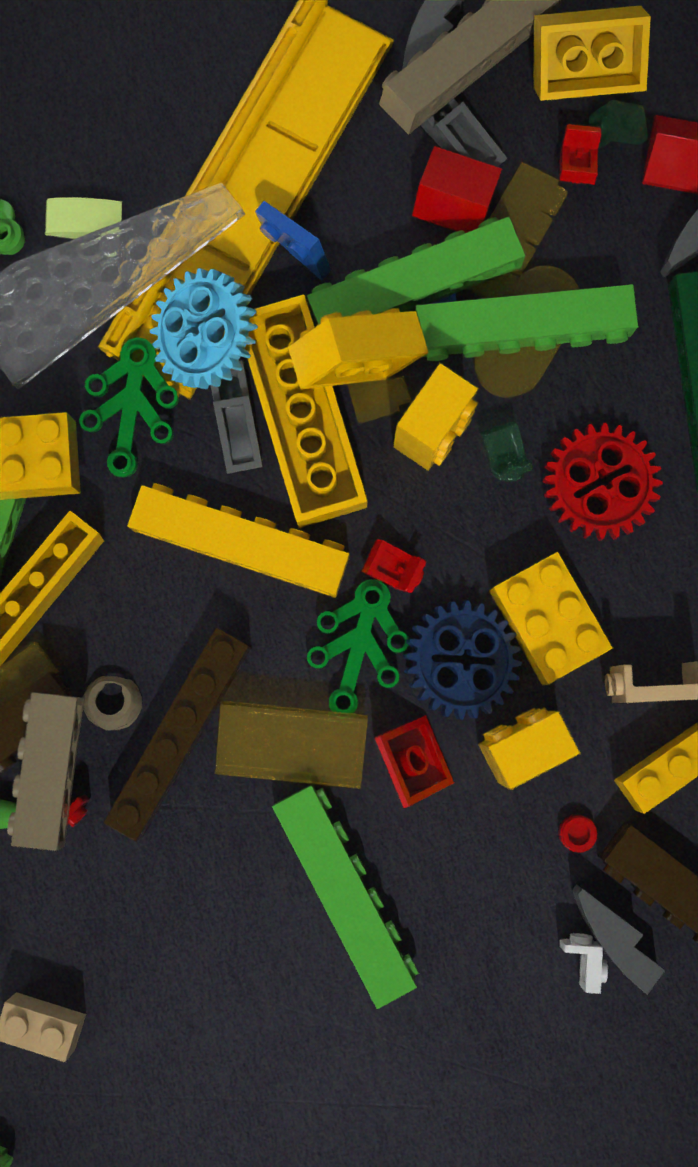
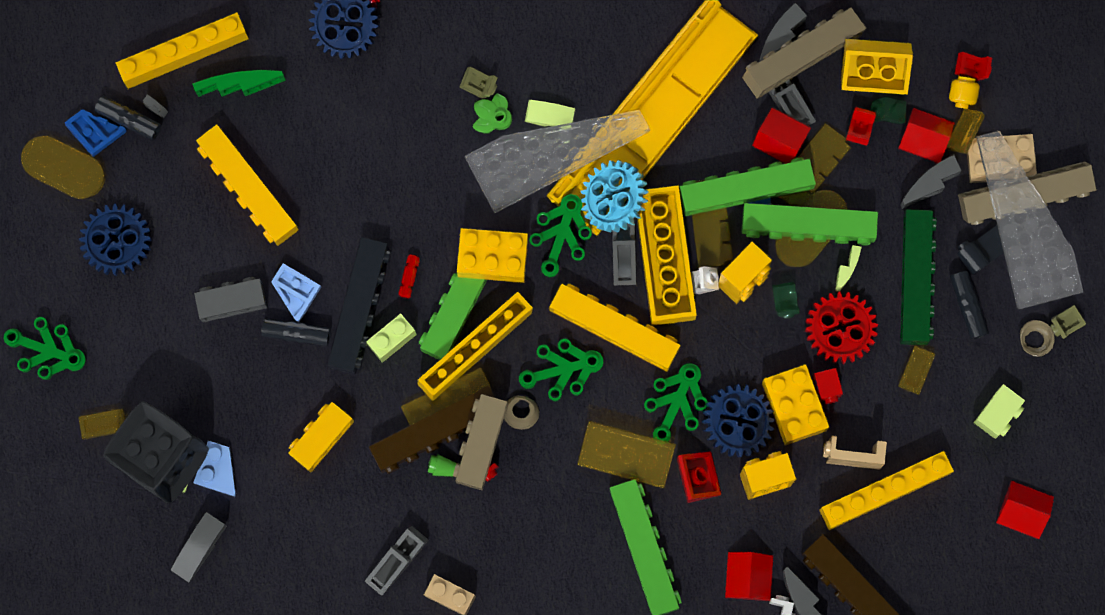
camera: 10 degrees right, 5 degrees down
(171, 621) = (564, 369): none -> green plant
(177, 735) = (560, 436): dark brown brick -> none
(294, 238) = (678, 151): blue wing -> none
(357, 348) = (705, 224): yellow brick -> none
(372, 441) = (704, 280): none -> white bracket
(394, 567) = (706, 358): red bracket -> none
(520, 910) = (749, 576): none -> red slope
(577, 833) = (791, 537): red tile -> none
(594, 391) = (845, 272): none -> yellowish green slope
(597, 579) = (827, 386): none -> red brick

